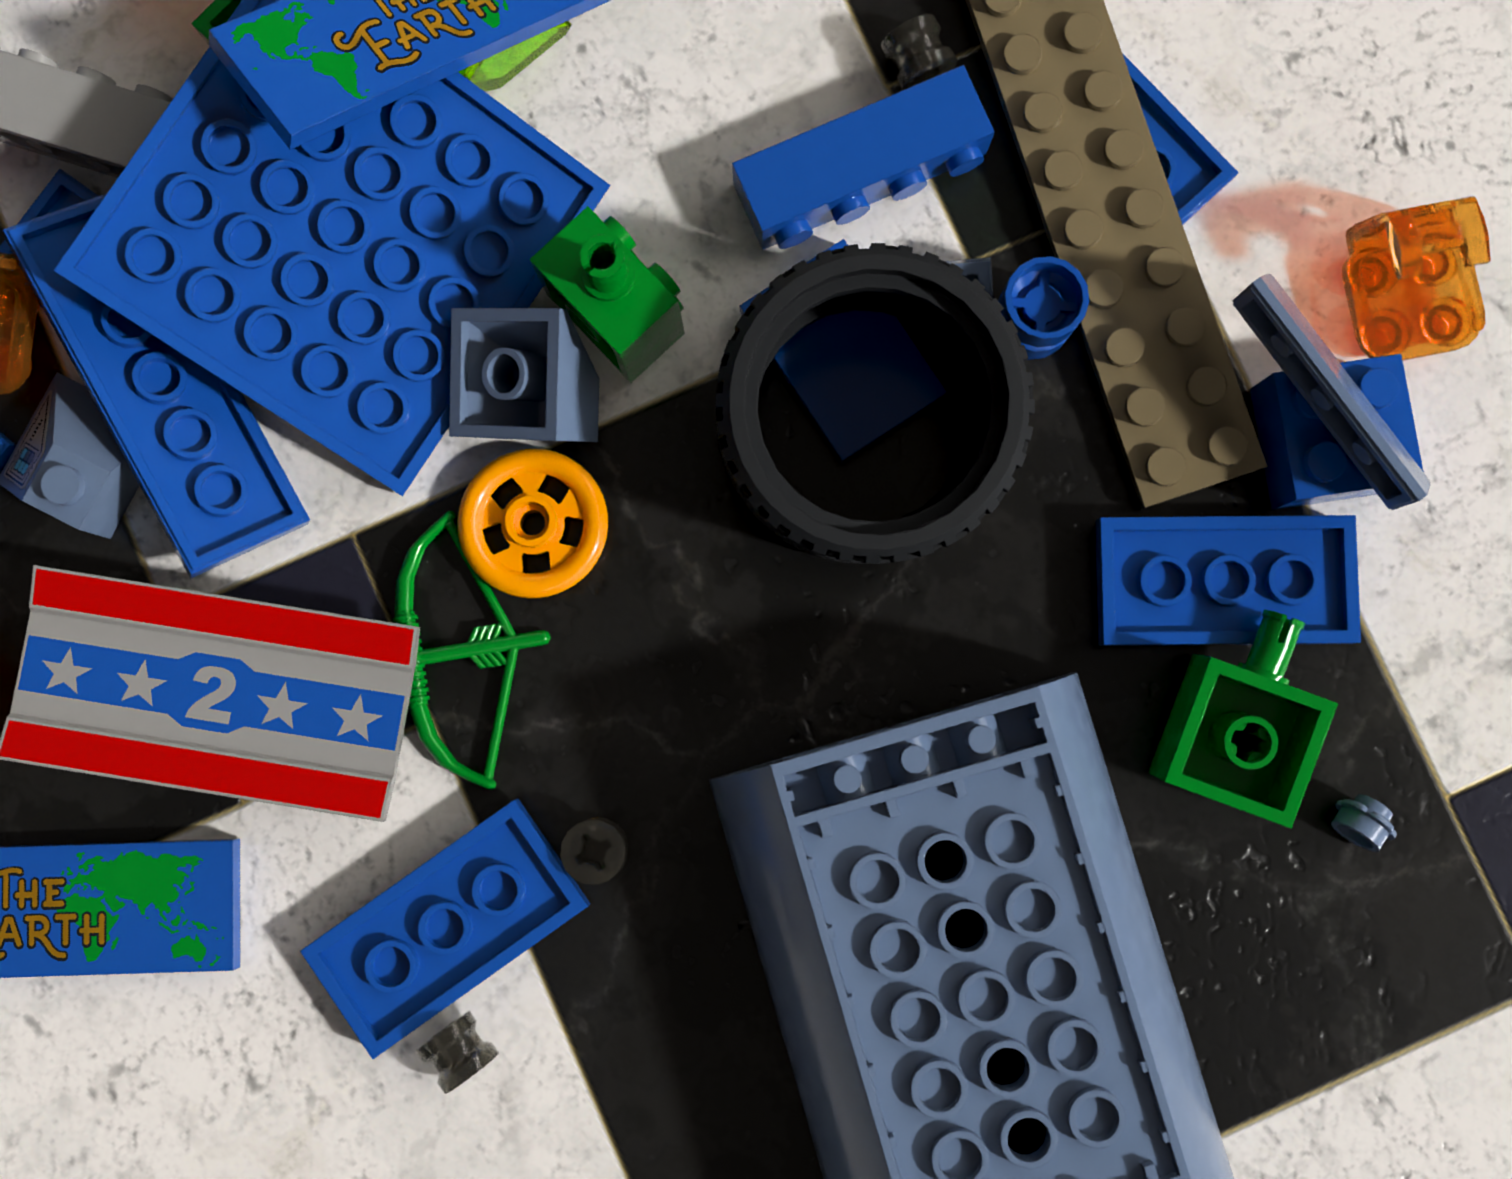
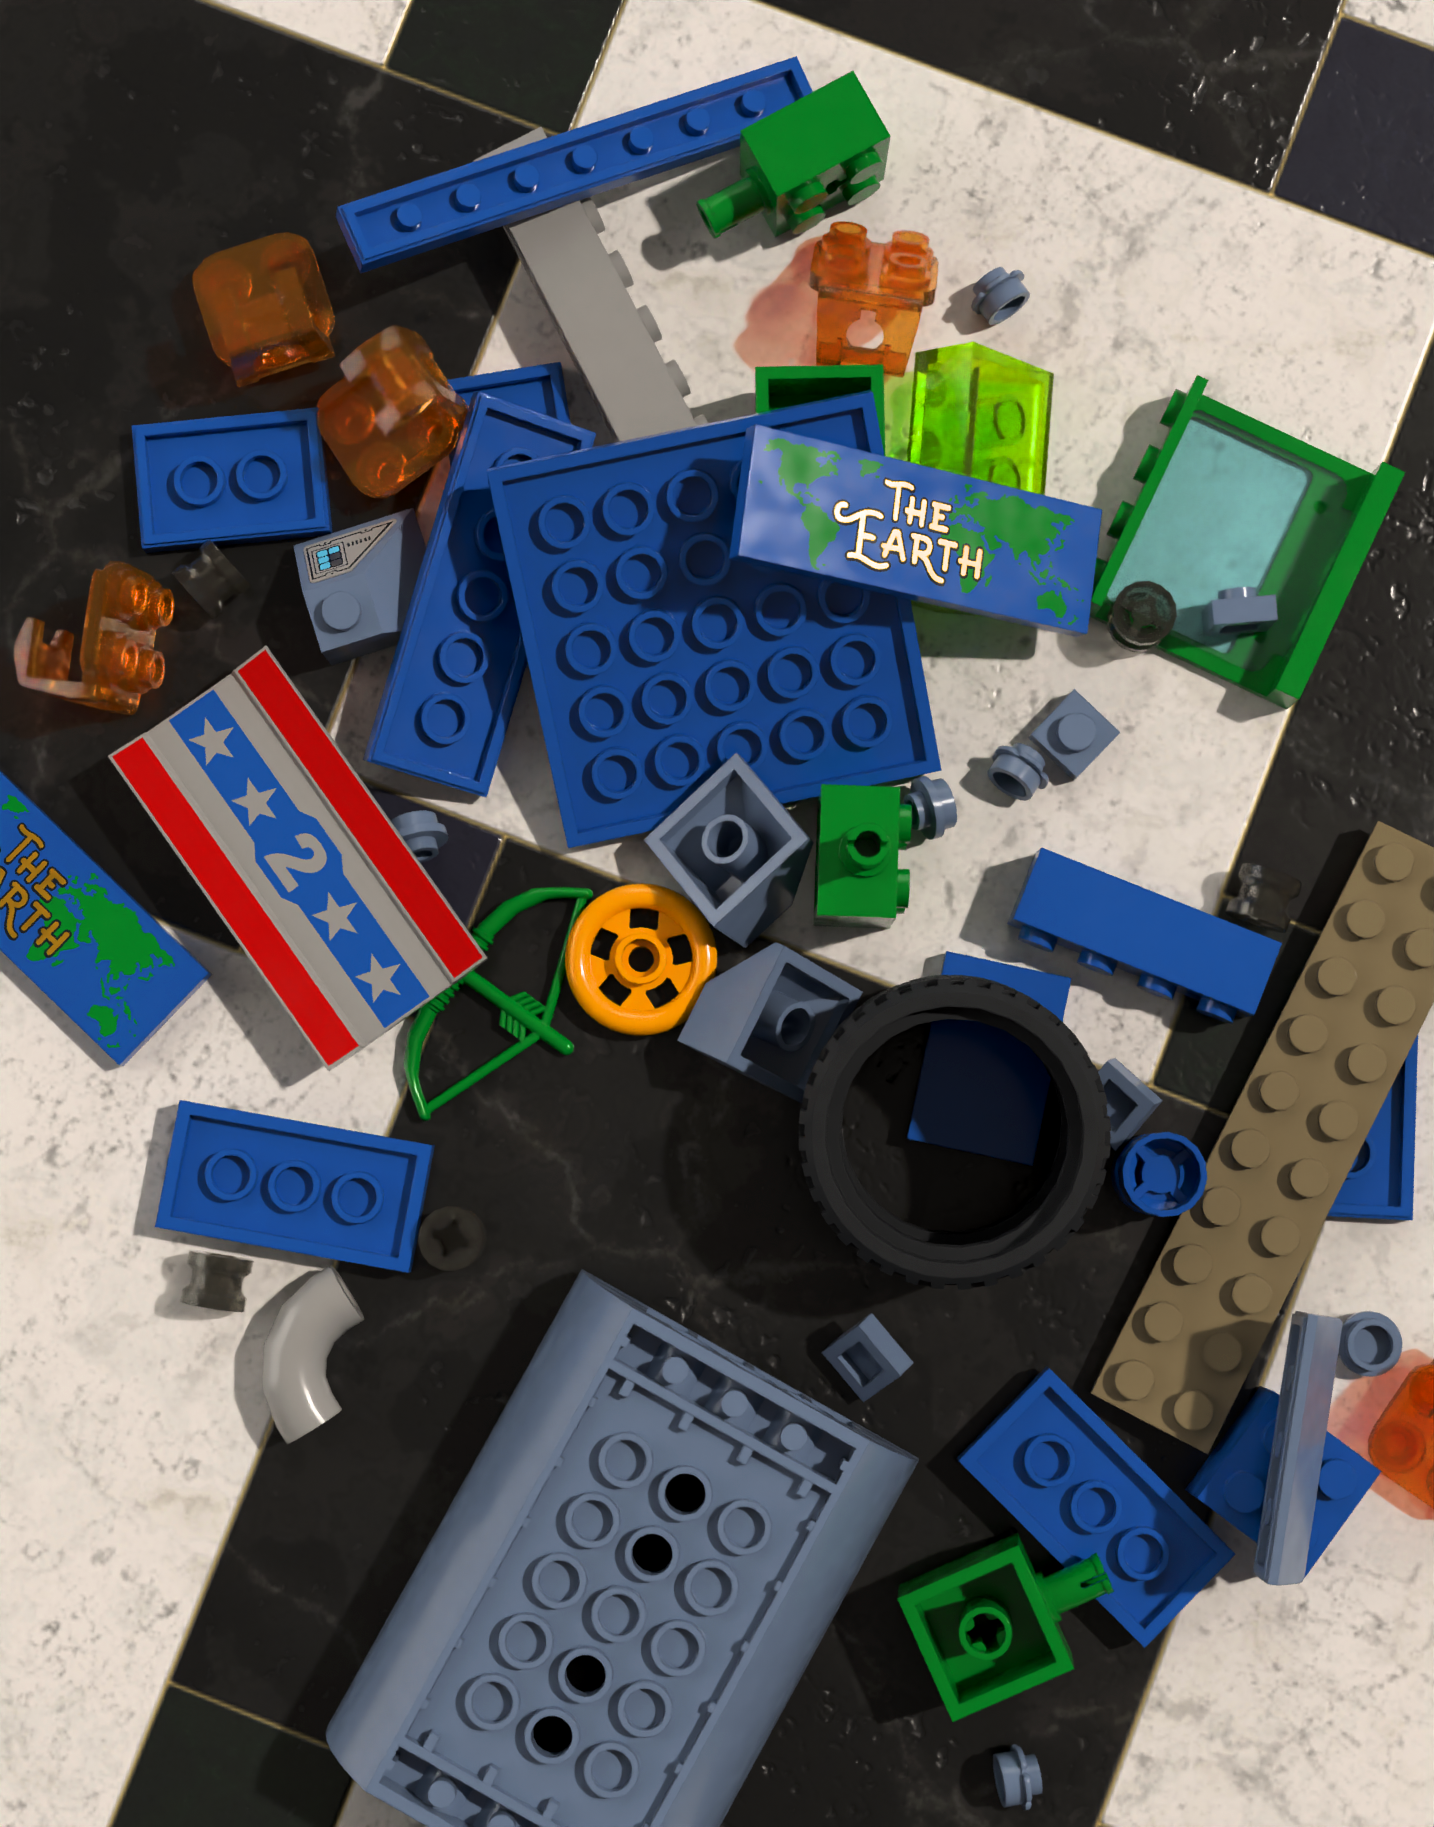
camera: 45 degrees right, 0 degrees up
(287, 587) = (421, 833): none -> sand blue plate
(565, 1041) = (298, 1353): none -> light grey cylinder
(632, 212) = (931, 806): none -> sand blue plate
(662, 471) = (770, 1018): none -> sand blue slope
(664, 135) = (1018, 771): none -> sand blue plate
(677, 75) = (1074, 734): none -> sand blue plate
(969, 637) = (867, 1357): none -> sand blue plate
(1301, 279) = (1369, 1343): none -> sand blue plate

